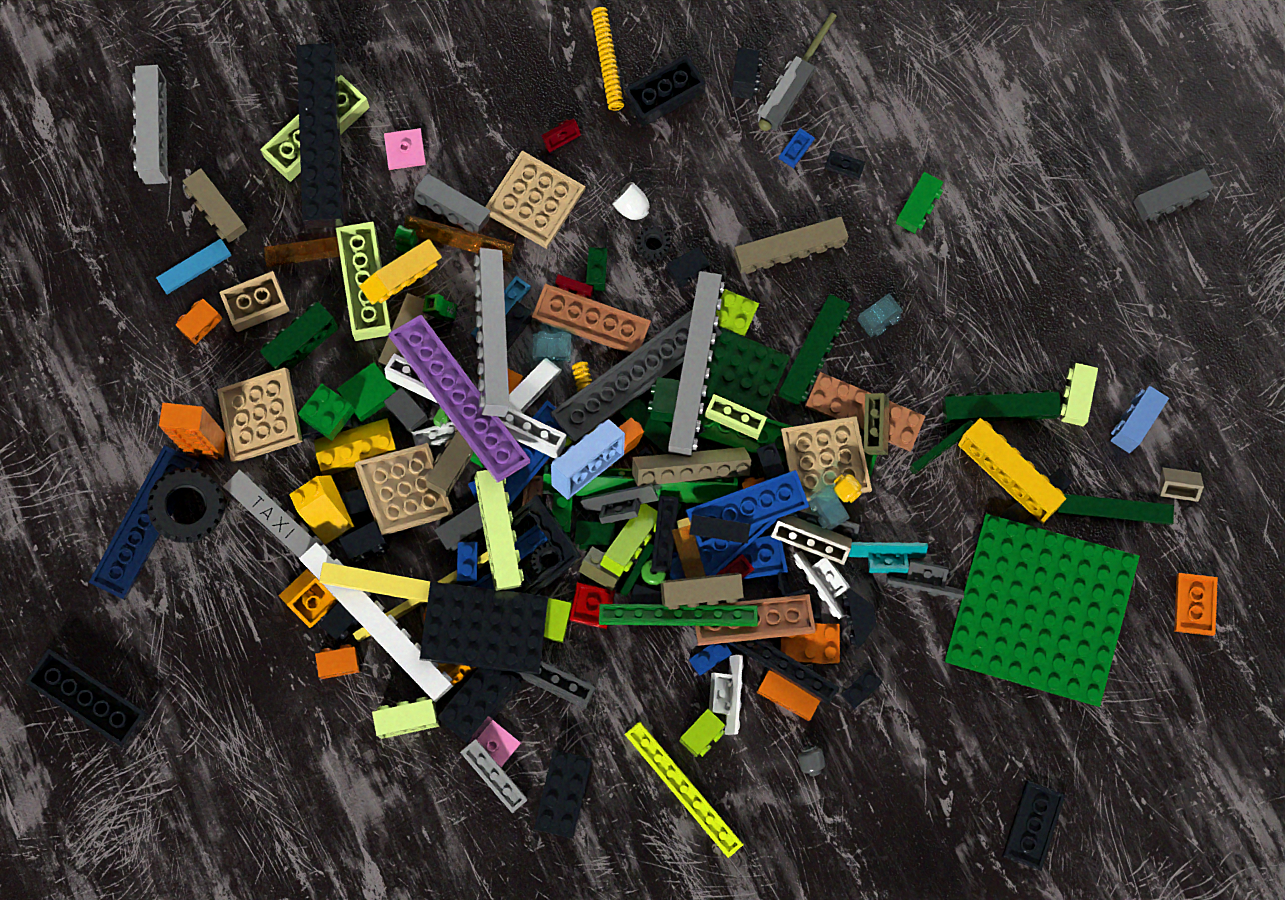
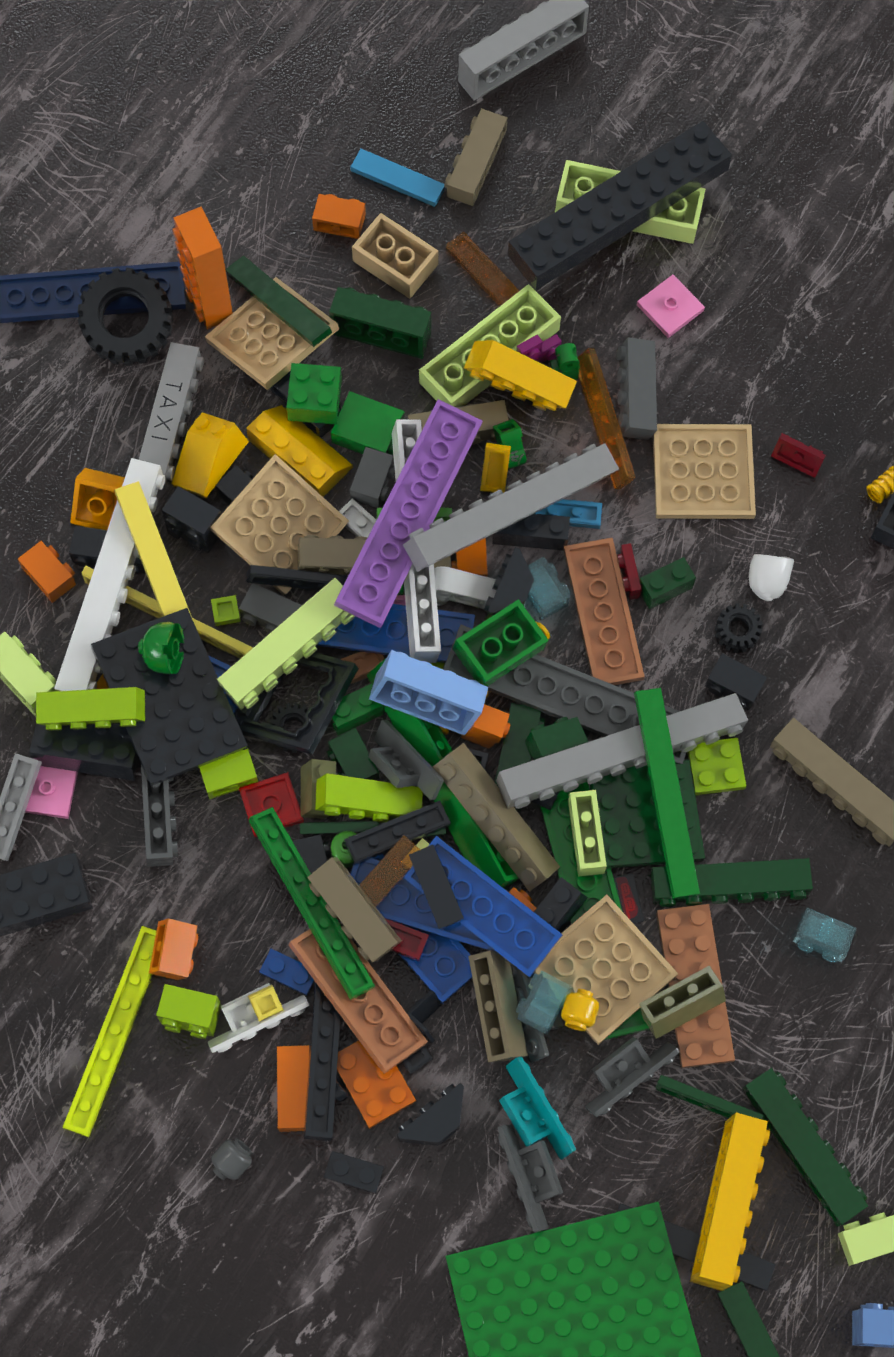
camera: 60 degrees right, 5 degrees down
(245, 395) = (278, 301): none -> dark green tile
(385, 249) = (538, 349): none -> magenta plate
(440, 559) = (225, 610): none -> lime plate
(450, 499) = (291, 577): none -> black tile
(451, 327) = (495, 467): none -> yellow tile
(453, 612) = (161, 647): none -> green cylinder
(464, 683) = (90, 707): none -> lime brick
(467, 562) = (236, 637): blue plate -> none
(530, 541) = (298, 691): blue plate -> none
(544, 365) = (512, 586): none -> black slope
(583, 394) = (500, 644): none -> green brick
(654, 721) = (173, 949): none -> orange brick
(724, 682) = (265, 1003): none -> light yellow tile
(740, 352) = (666, 793): none -> green tile
(786, 417) = (629, 897): none -> sticker
(826, 579) = (458, 1053): white bracket -> none
(895, 484) = (626, 1070): none -> dark grey bracket

